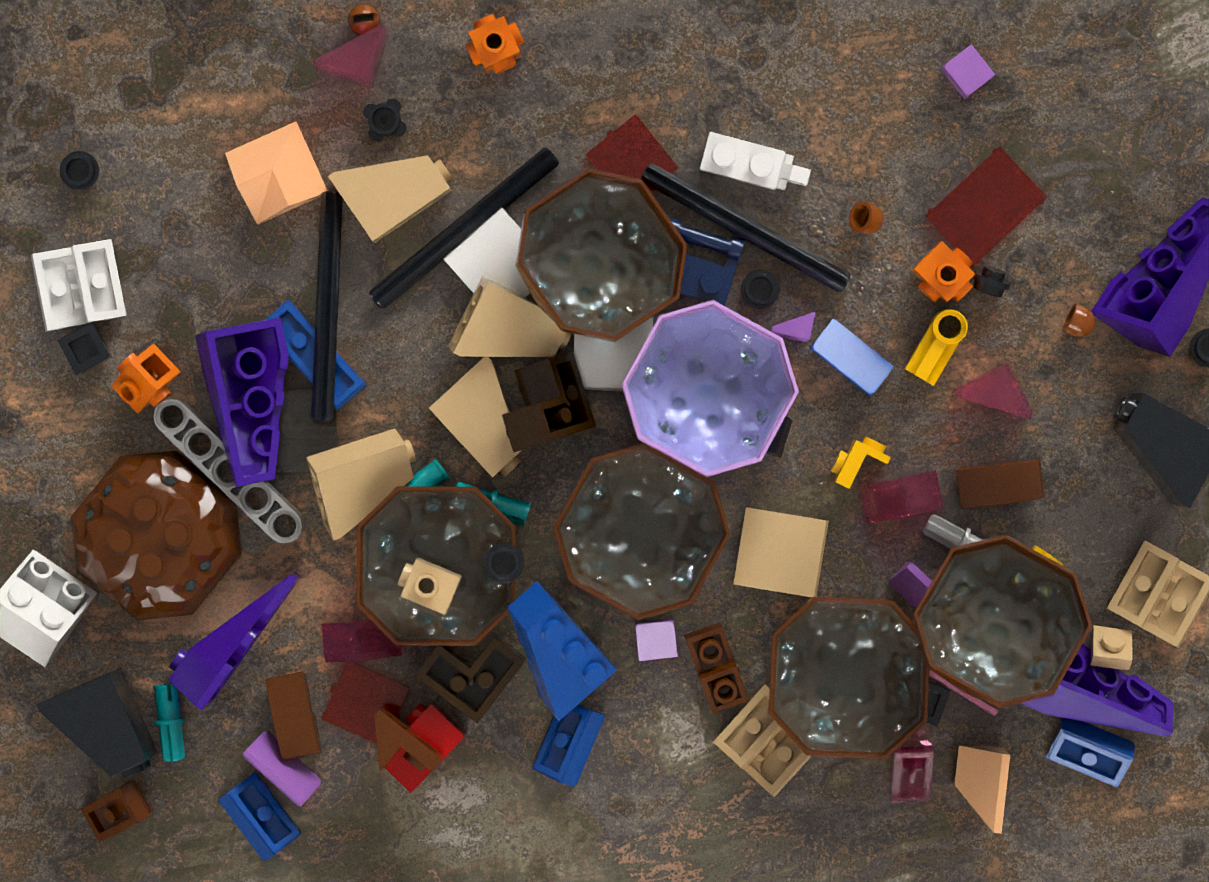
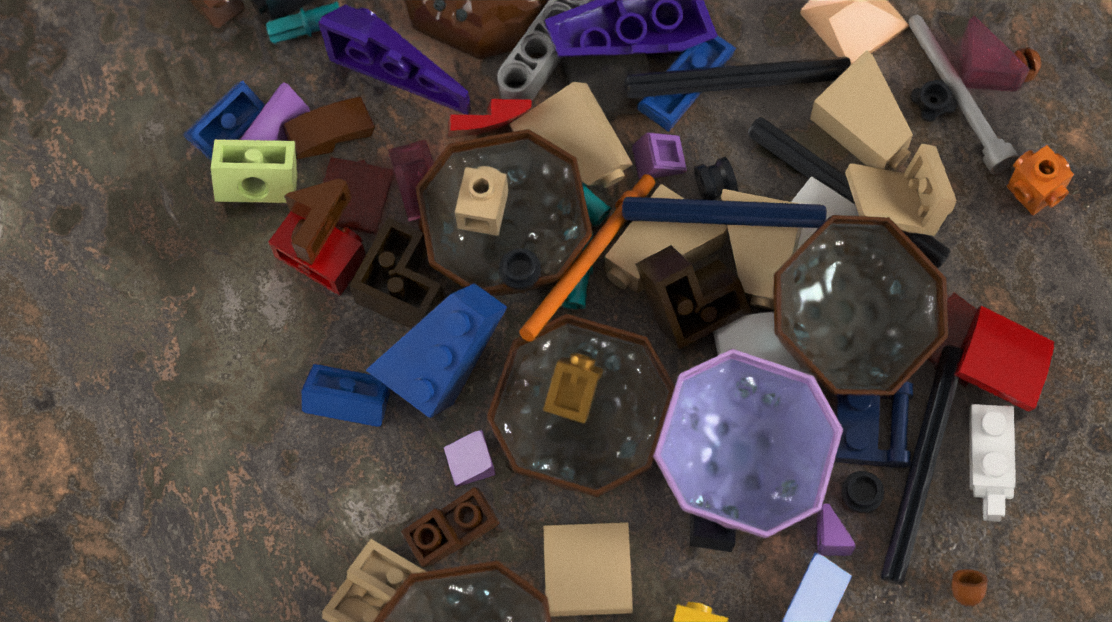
camera: 85 degrees right, 20 degrees down
(325, 545) = (499, 114): none -> red slope
(330, 795) = (253, 170): none -> yellowish green brick
(387, 399) = (659, 155): none -> medium lavender slope
(428, 352) = (715, 178): none -> black wheel
(439, 443) = (583, 262): none -> orange bar
(454, 75) = (997, 154): none -> light grey piece
(479, 358) = (724, 212): none -> dark blue axle
(487, 182) = (912, 199): none -> tan bracket
(630, 536) = (573, 387): none -> pearl gold bracket
(663, 126) = (1005, 359): none -> red slope

